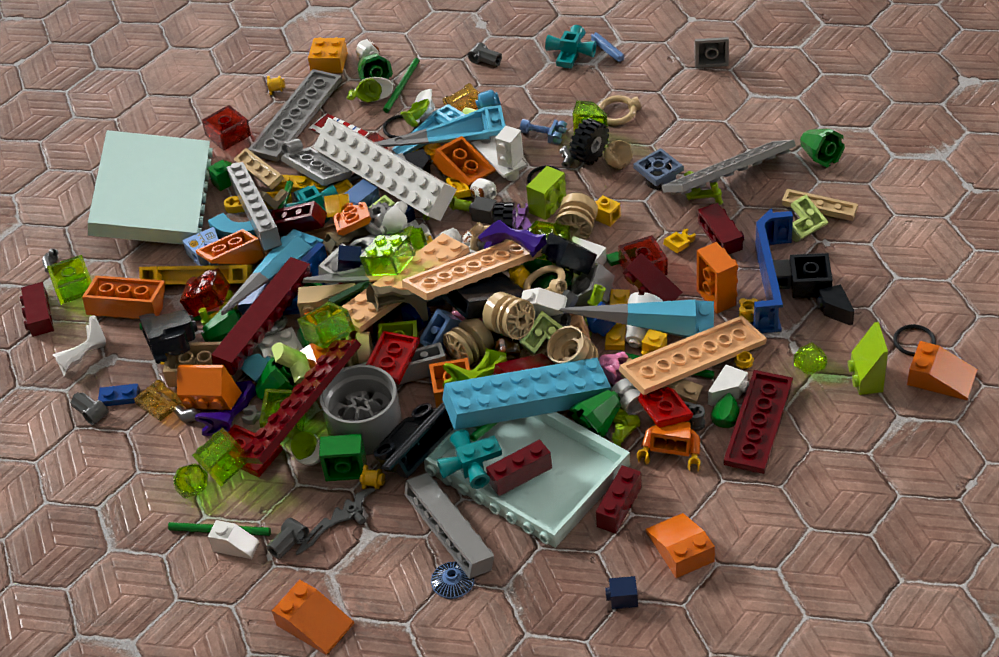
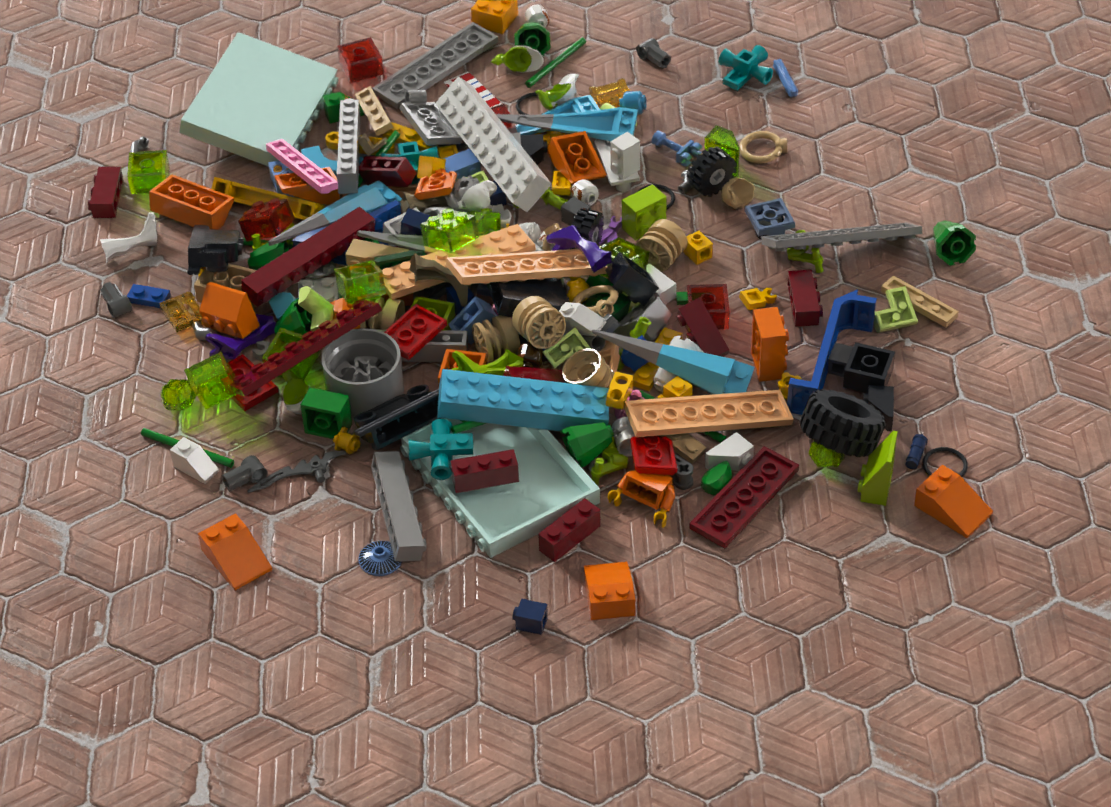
camera: 15 degrees right, 0 degrees up
(220, 234) = (302, 166): none -> bright pink plate
(275, 84) = (429, 28): yellow brick -> none
(610, 359) = (617, 392): none -> yellow leg
(711, 52) = (888, 112): light grey slope -> none
(744, 360) = (761, 434): yellow plate -> none
(818, 329) = (842, 423): none -> black tyre
(885, 326) = (916, 450): none -> dark blue piece

